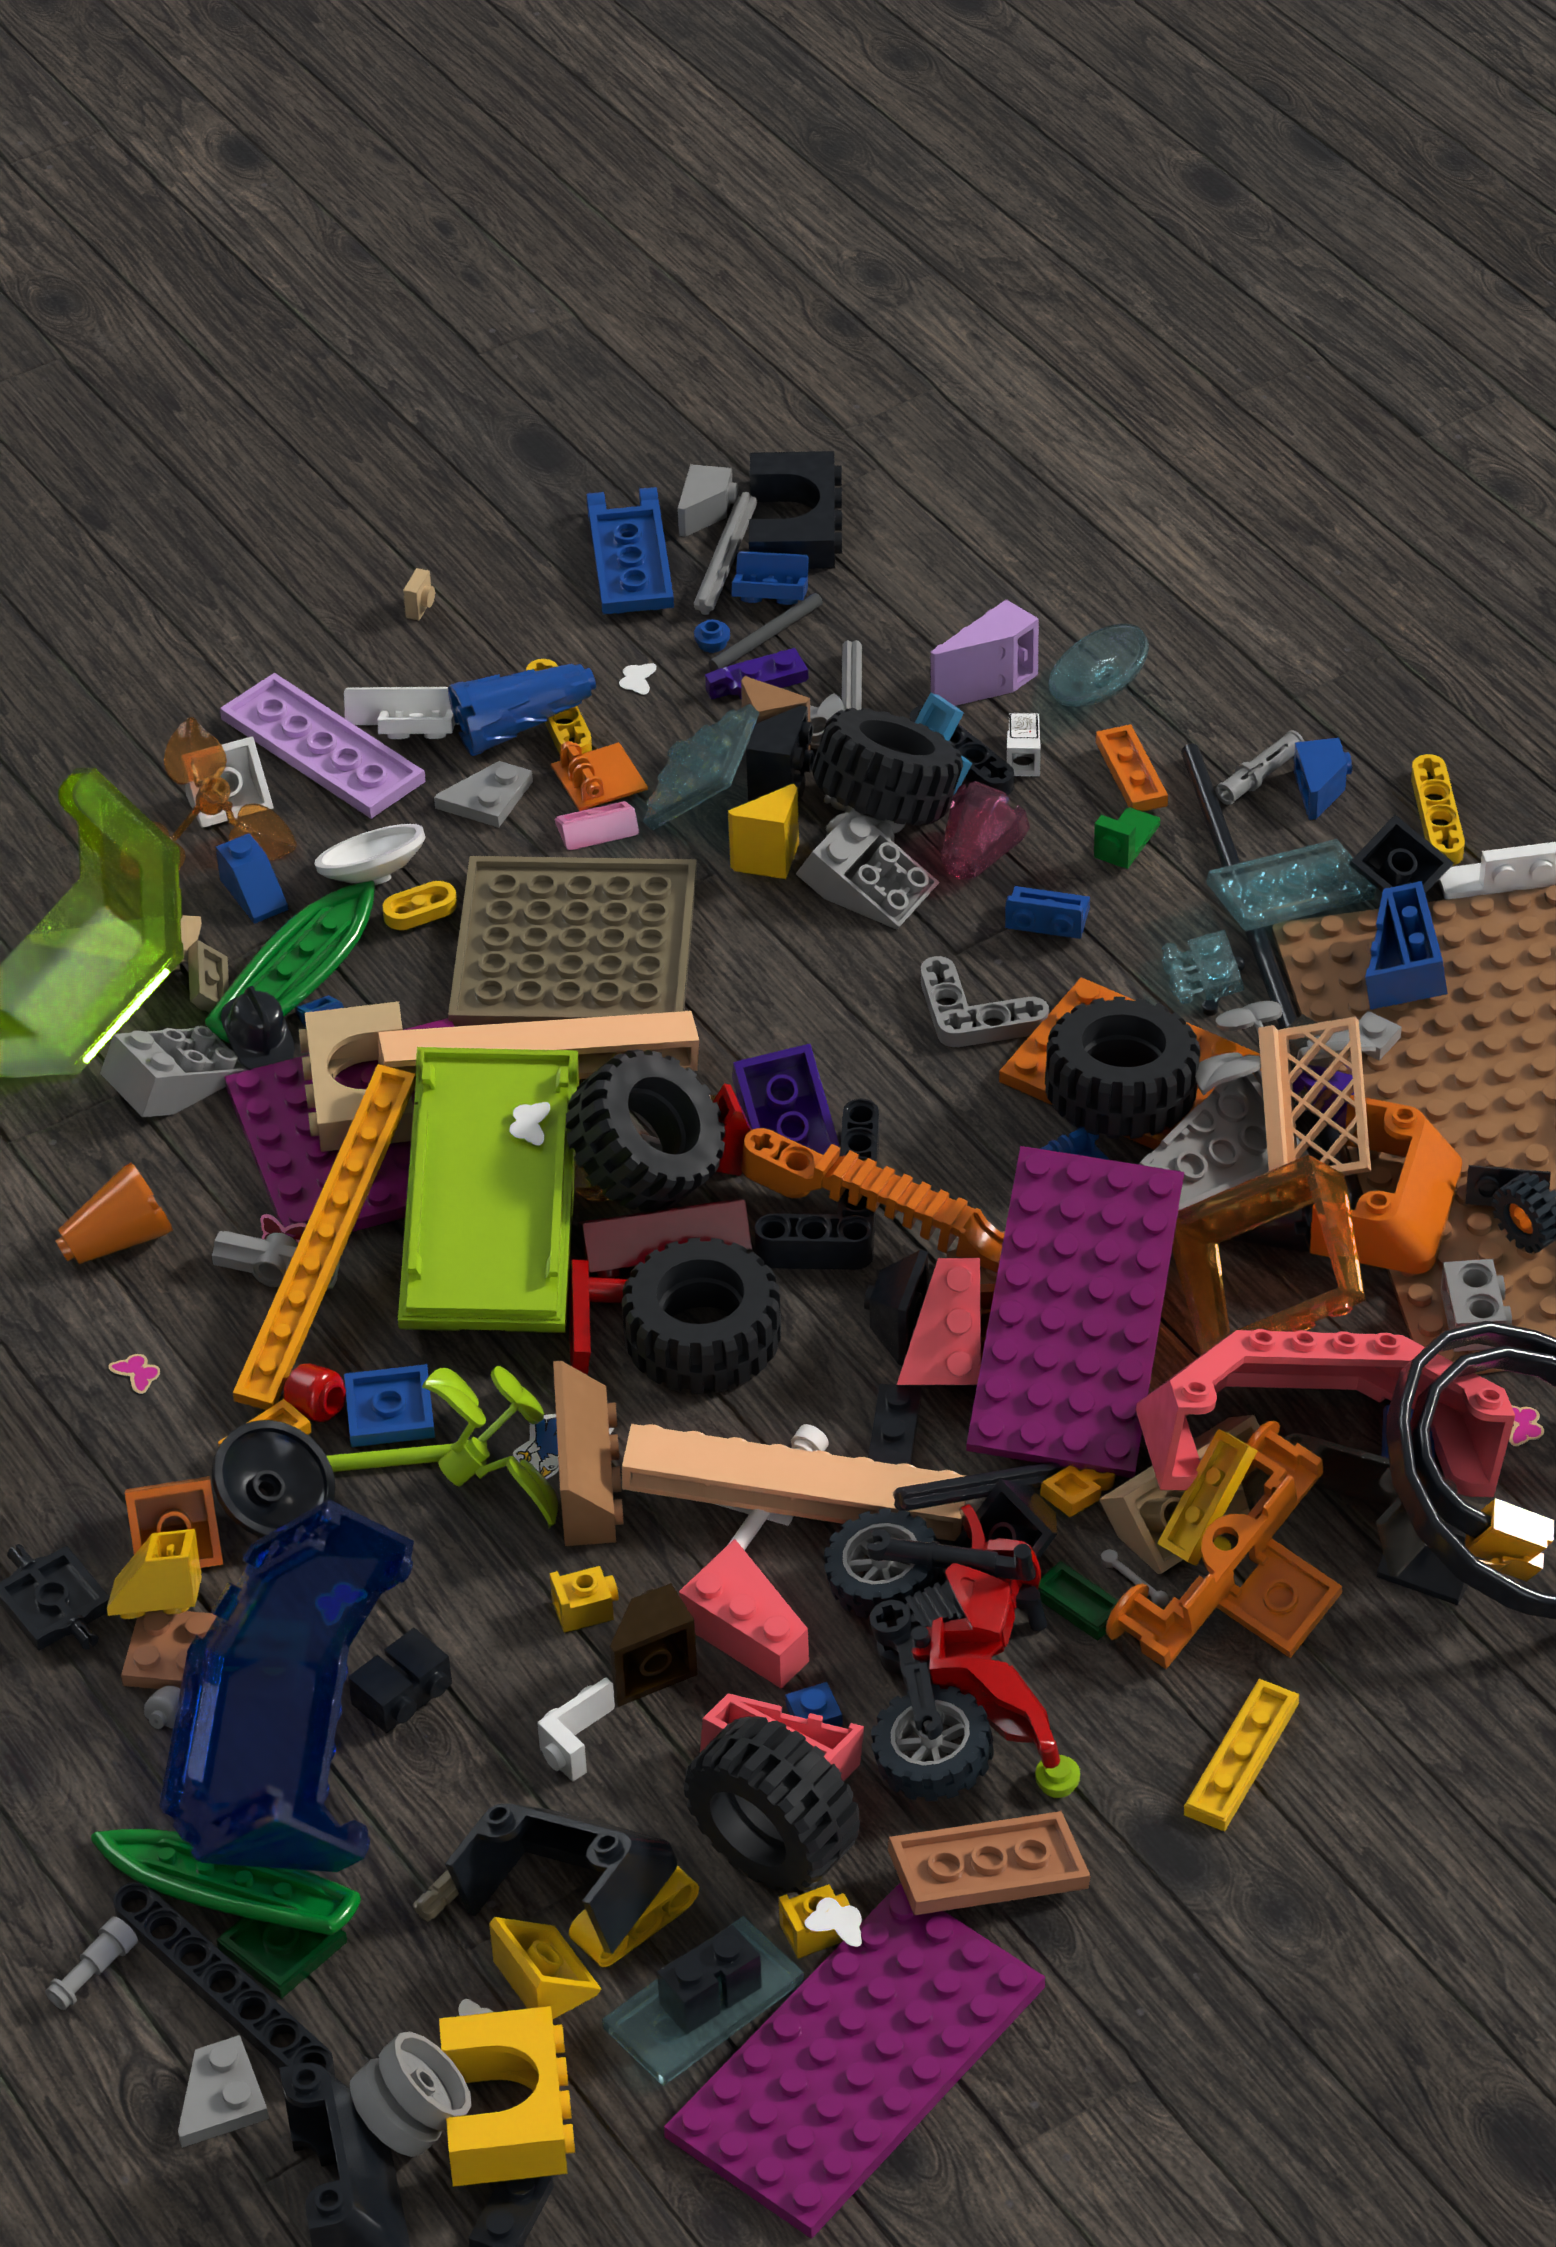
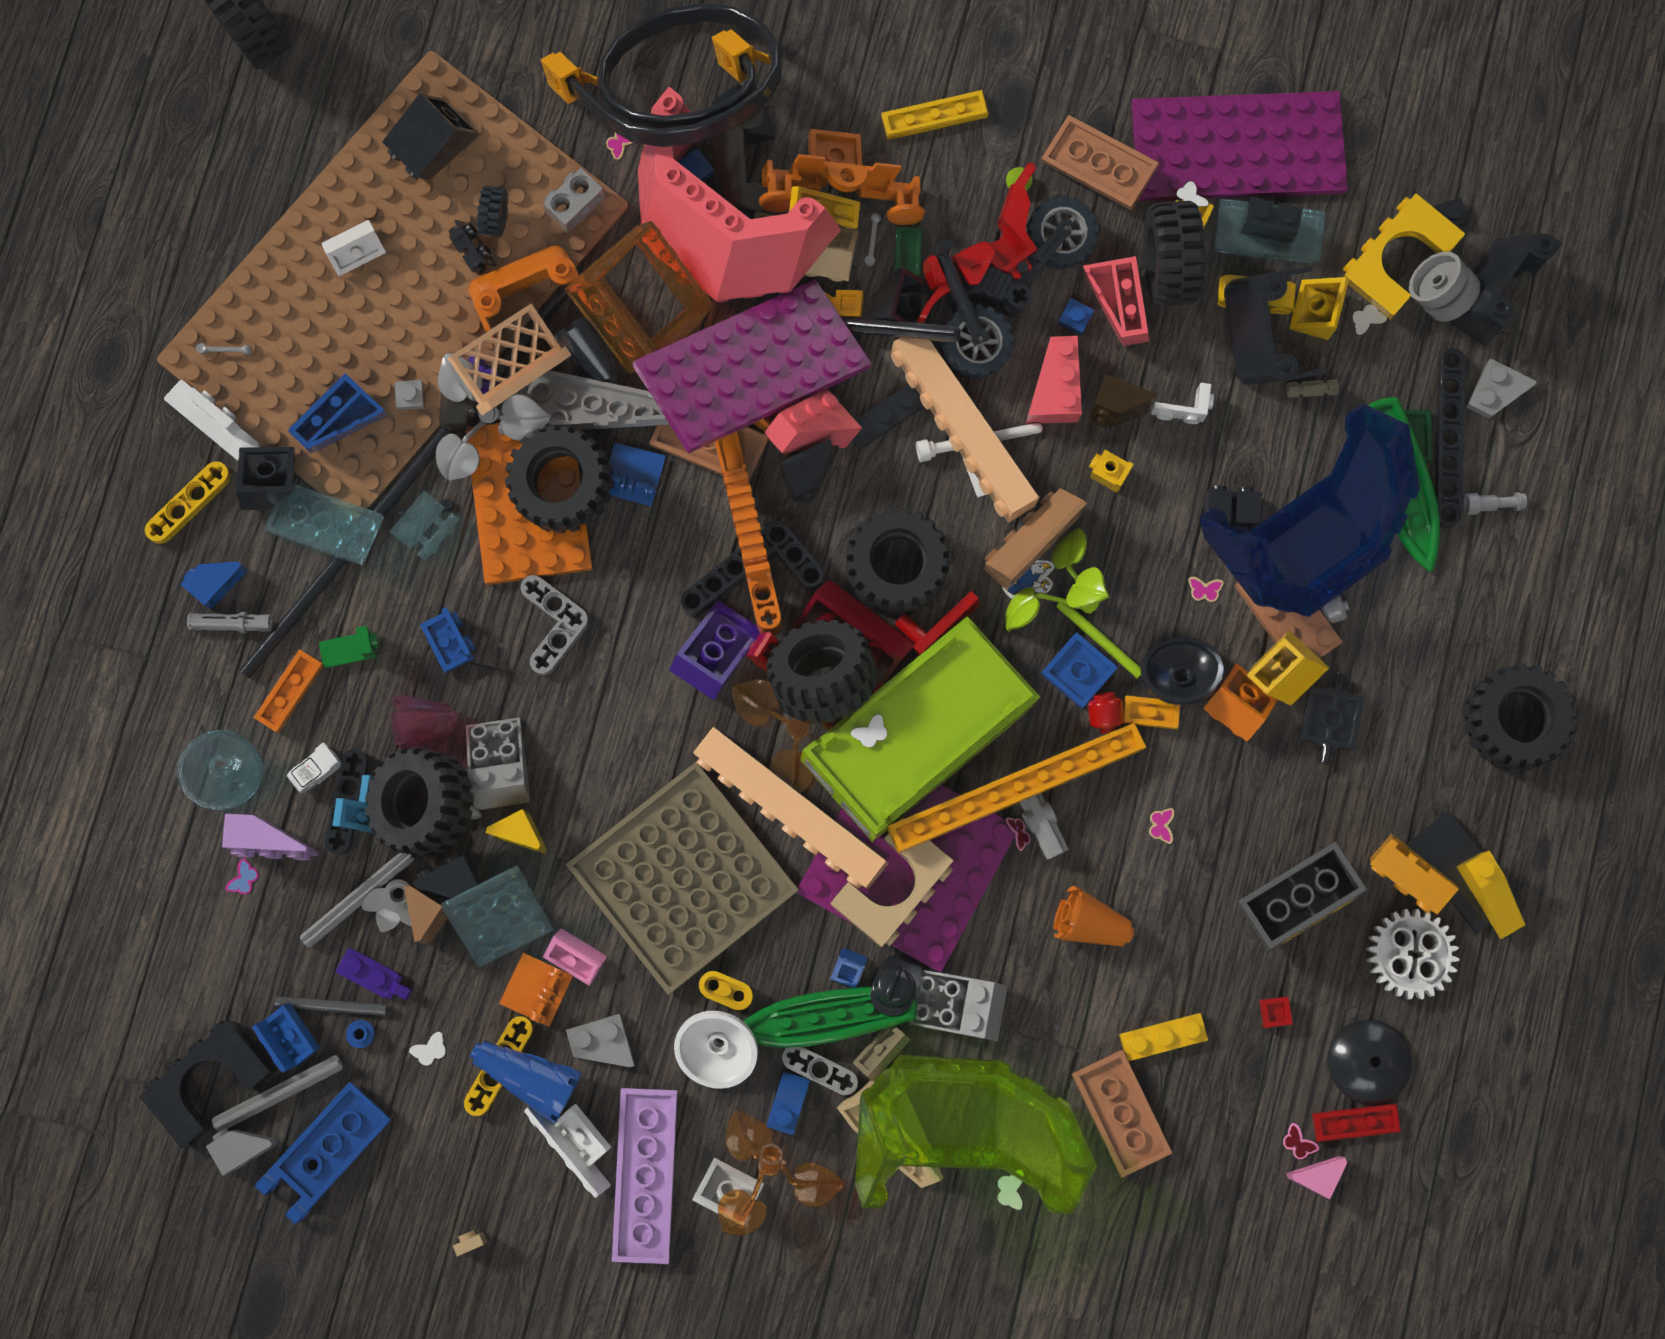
camera: 135 degrees left, 35 degrees up
(224, 929) = (835, 1084): none -> light grey beam

